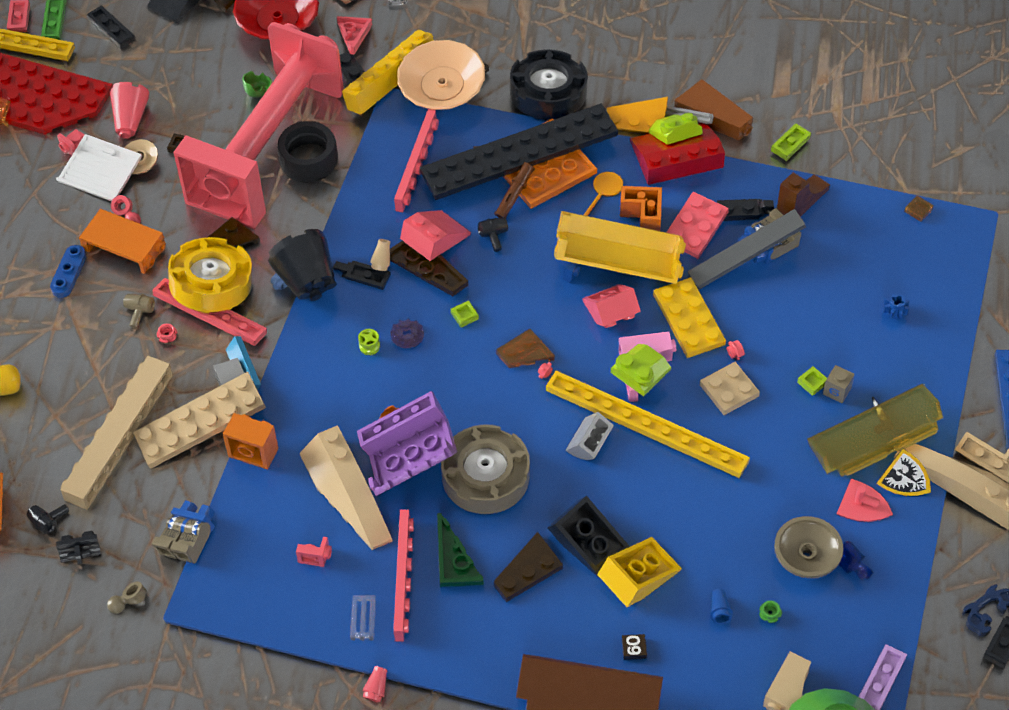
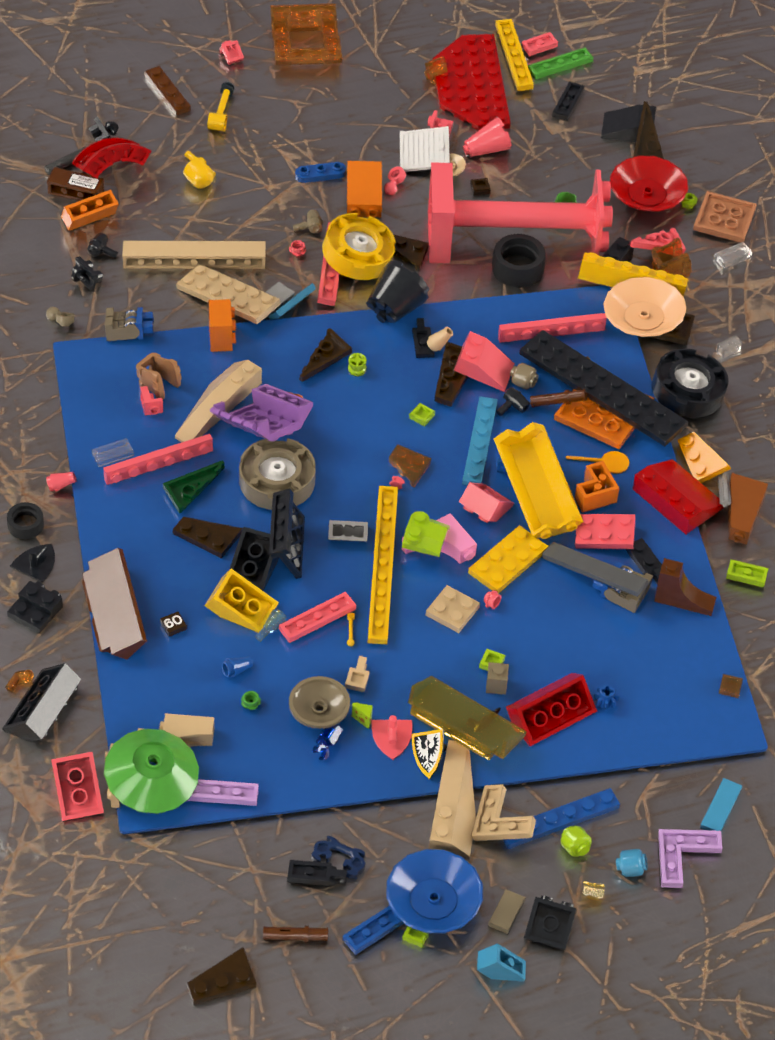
camera: 60 degrees right, 5 degrees down
(283, 517) = (158, 368): none -> medium nougat piece
(337, 361) = (328, 352): none -> dark brown wing
(389, 44) = (672, 259): none -> clear orange piece
(408, 340) = (388, 387): clear purple gear -> none
(465, 208) = (524, 376): none -> dark tan head
(510, 39) = (729, 346): none -> clear piece
(527, 280) = (480, 440): none -> dark azure plate
(577, 485) = (287, 532): none -> black fence
(676, 128) = (696, 481): lime slope -> none
(677, 549) = (271, 624): none -> clear light blue cone
(689, 509) = (317, 617): none -> coral plate
(697, 480) = (350, 616): none -> yellow hinge
(782, 503) = (358, 676): none -> tan plate
(835, 514) = (362, 713): none -> lime slope
(890, 353) = (552, 708): none -> red slope

